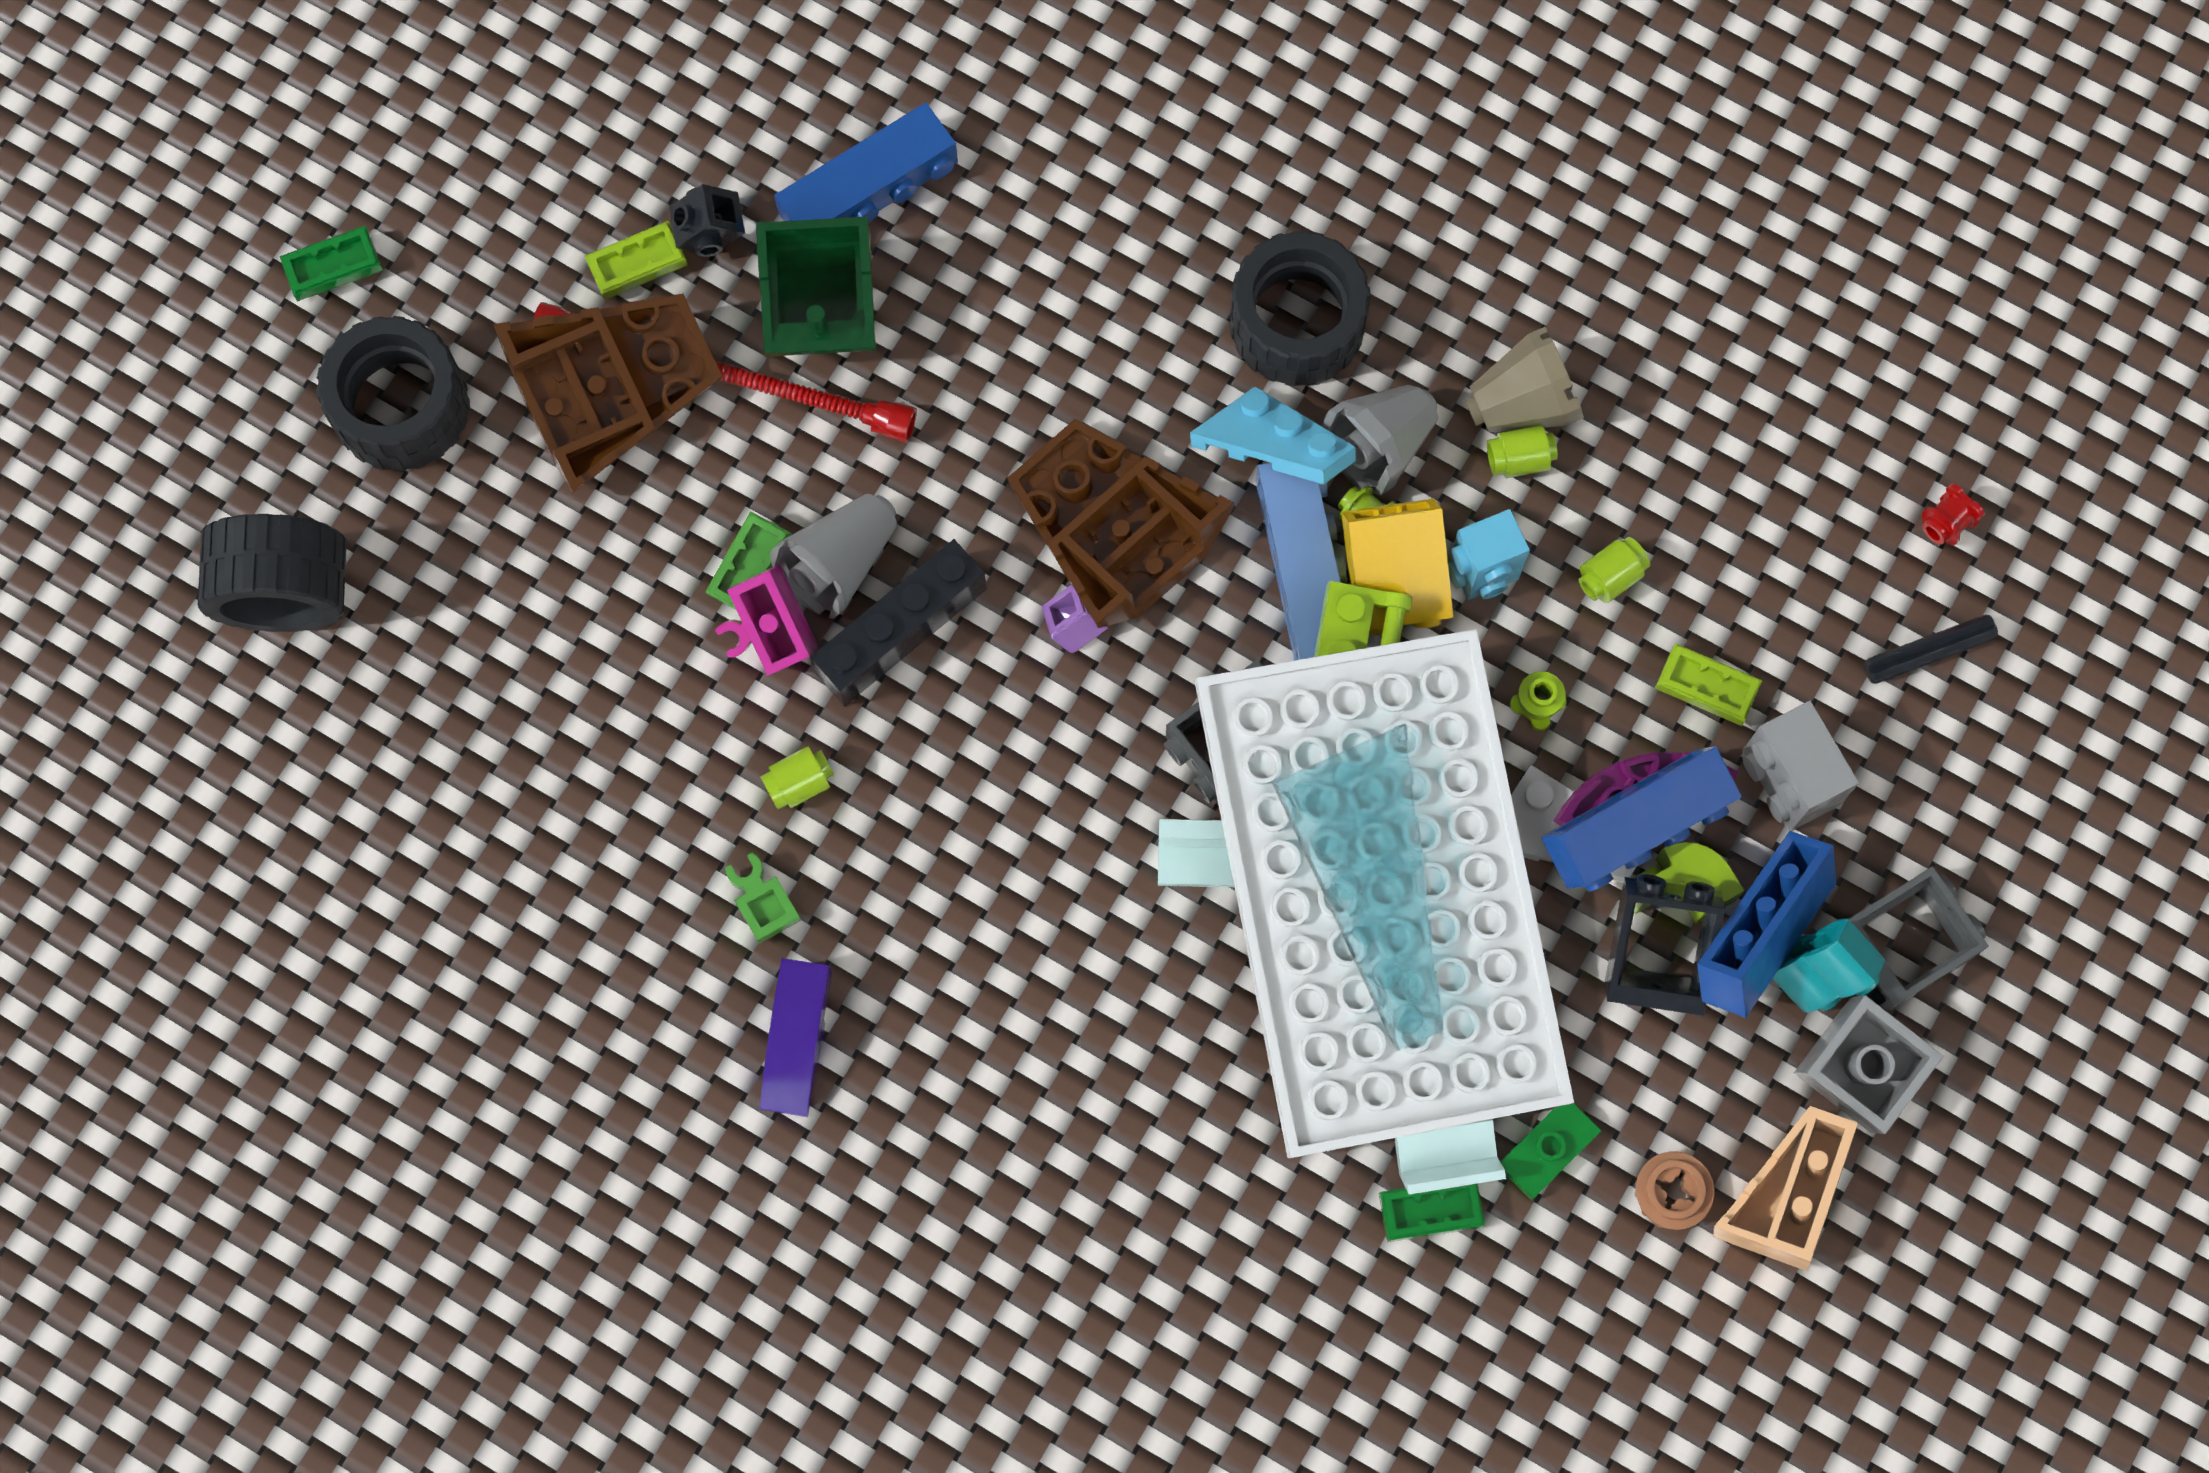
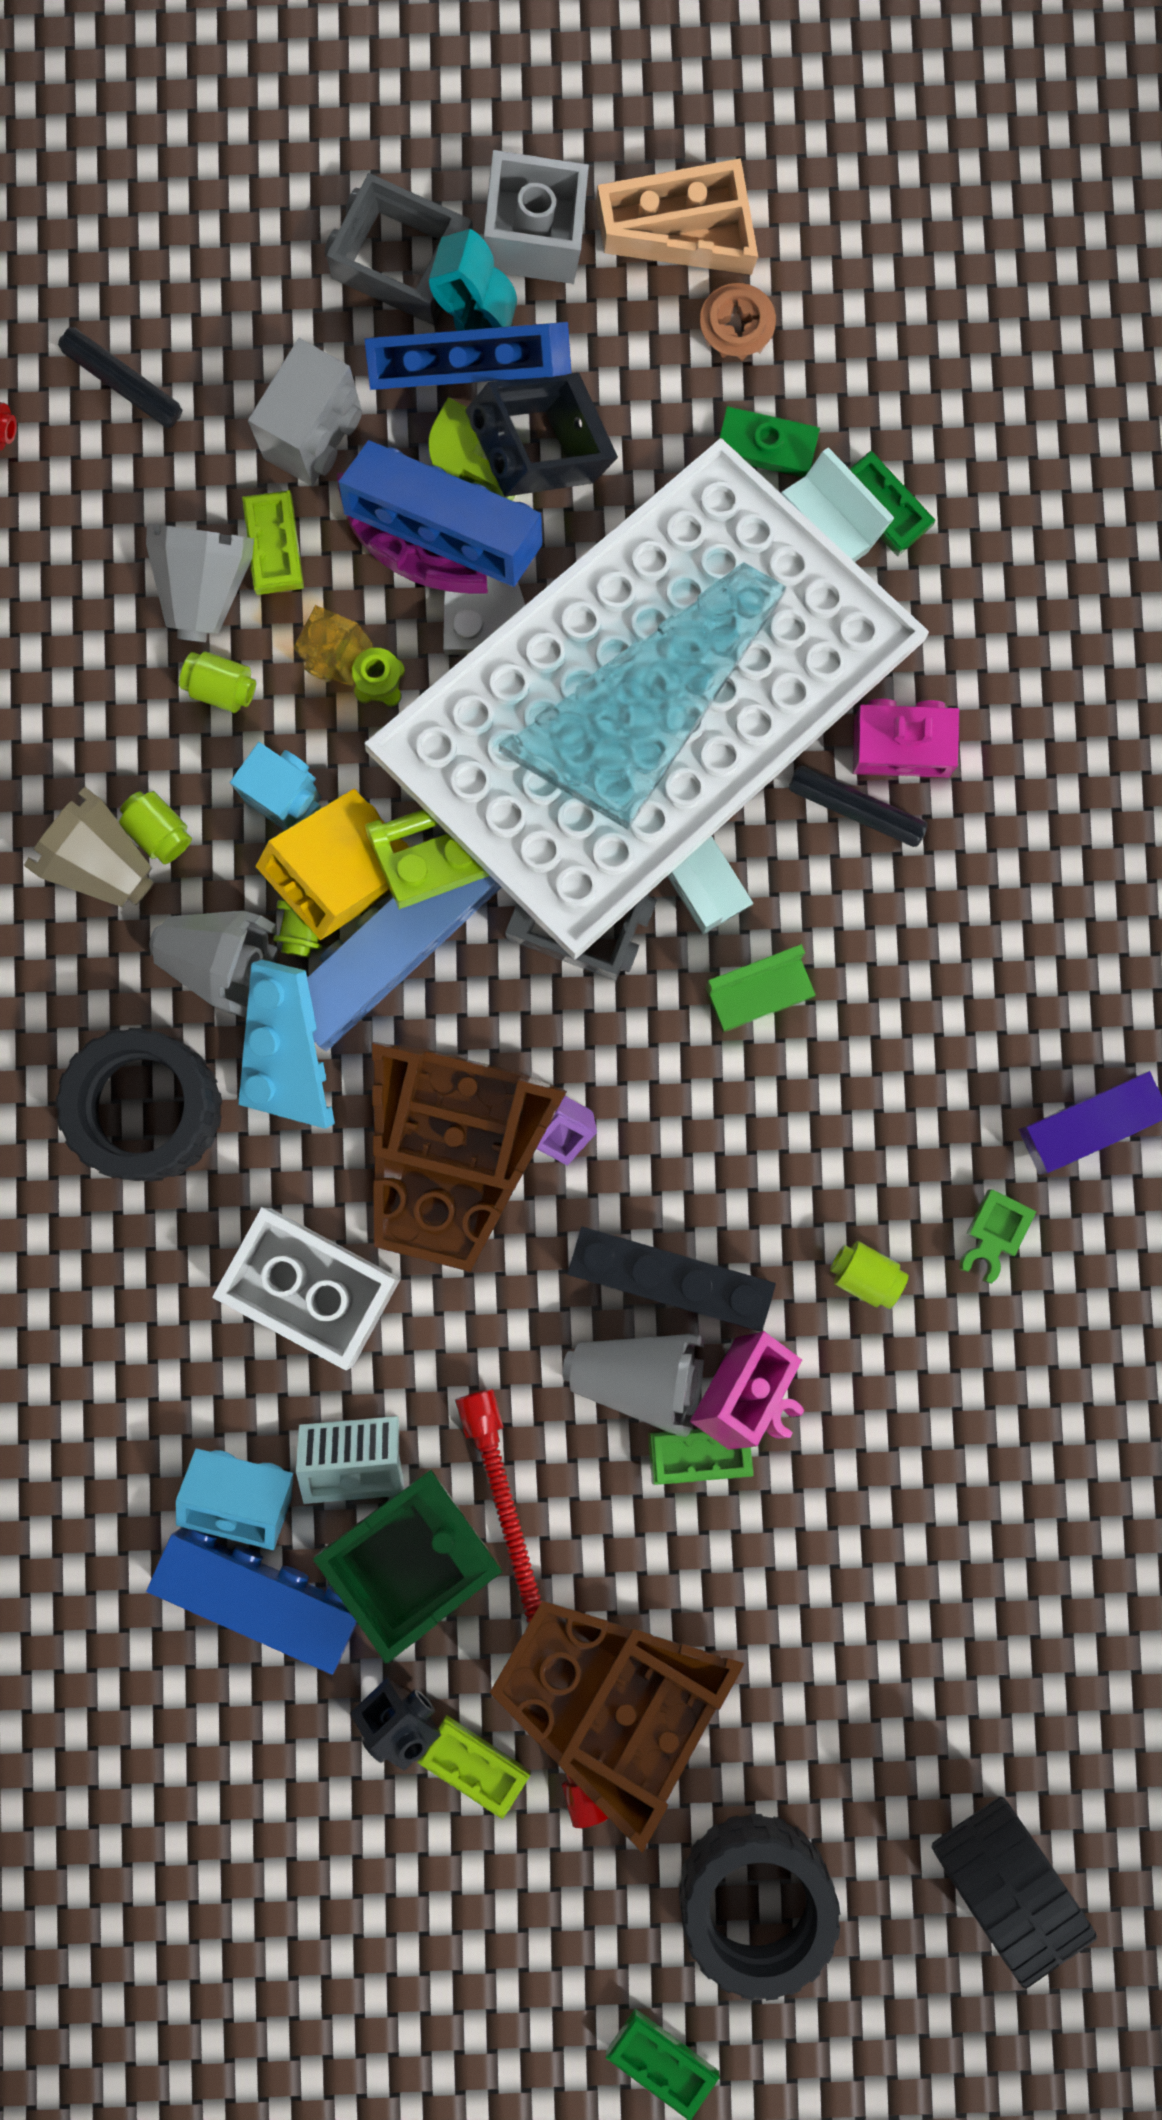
camera: 120 degrees left, 10 degrees up
(925, 306) = (349, 1460): none -> light aqua panel
(952, 205) = (234, 1498): none -> medium azure brick
(1075, 348) = (306, 1288): none -> white brick
(1082, 841) = (760, 989): none -> bright green panel
(1183, 1019) = (858, 806): none -> black axle
(1213, 1090) = (906, 739): none -> dark pink brick
(1586, 672) = (331, 645): none -> clear yellow brick
(1714, 603) = (196, 576): none -> light grey cone

